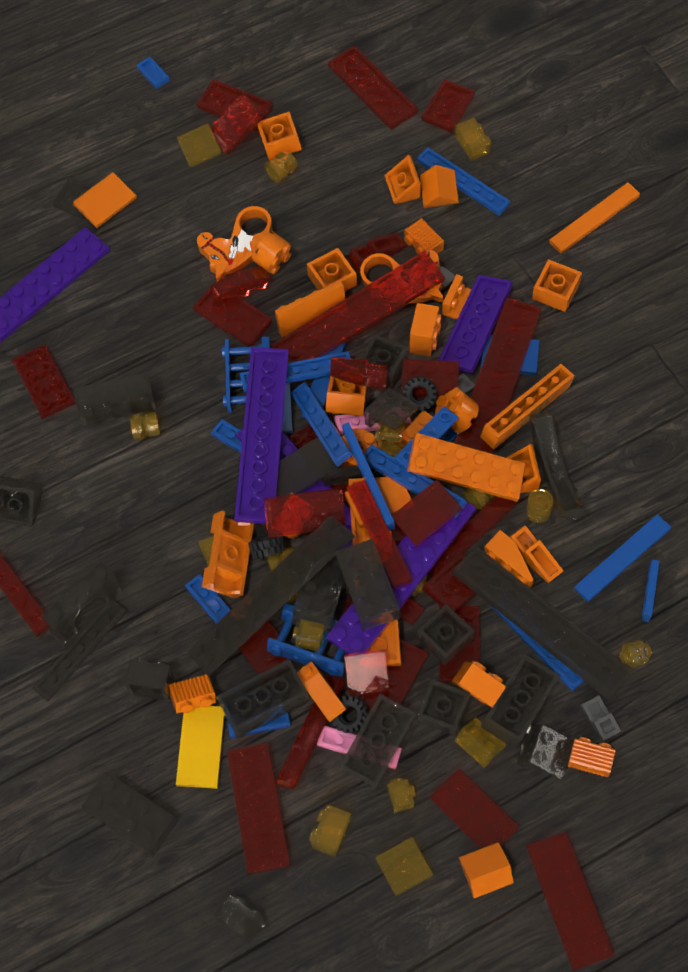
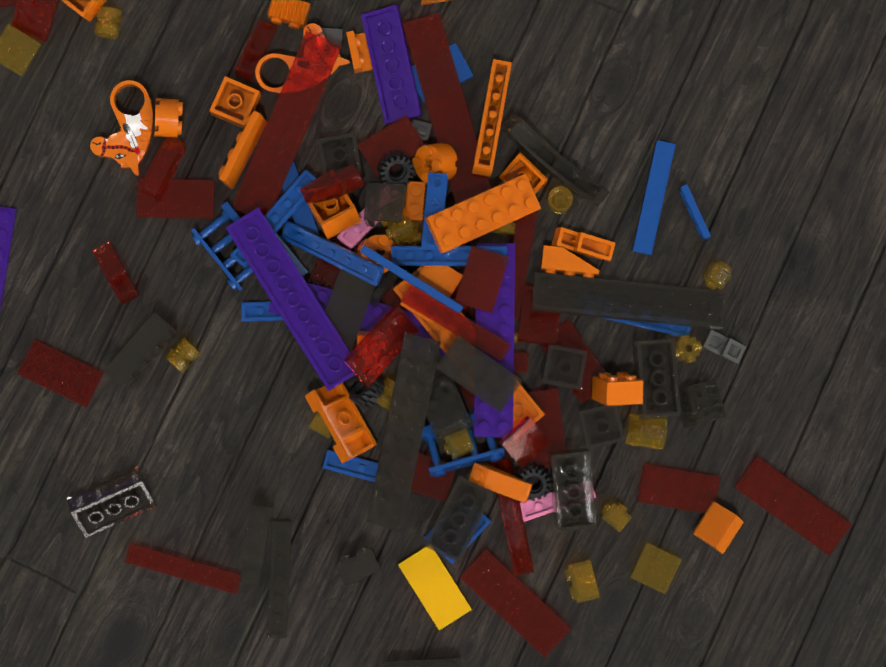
camera: 40 degrees left, 20 degrees up
(143, 337) = (115, 273): none -> clear red slope
(192, 694) = (399, 553): orange brick -> none
(425, 329) = (354, 103): orange brick -> none
(562, 701) = (681, 352): none -> clear yellow brick
(591, 757) = (738, 384): orange brick -> none

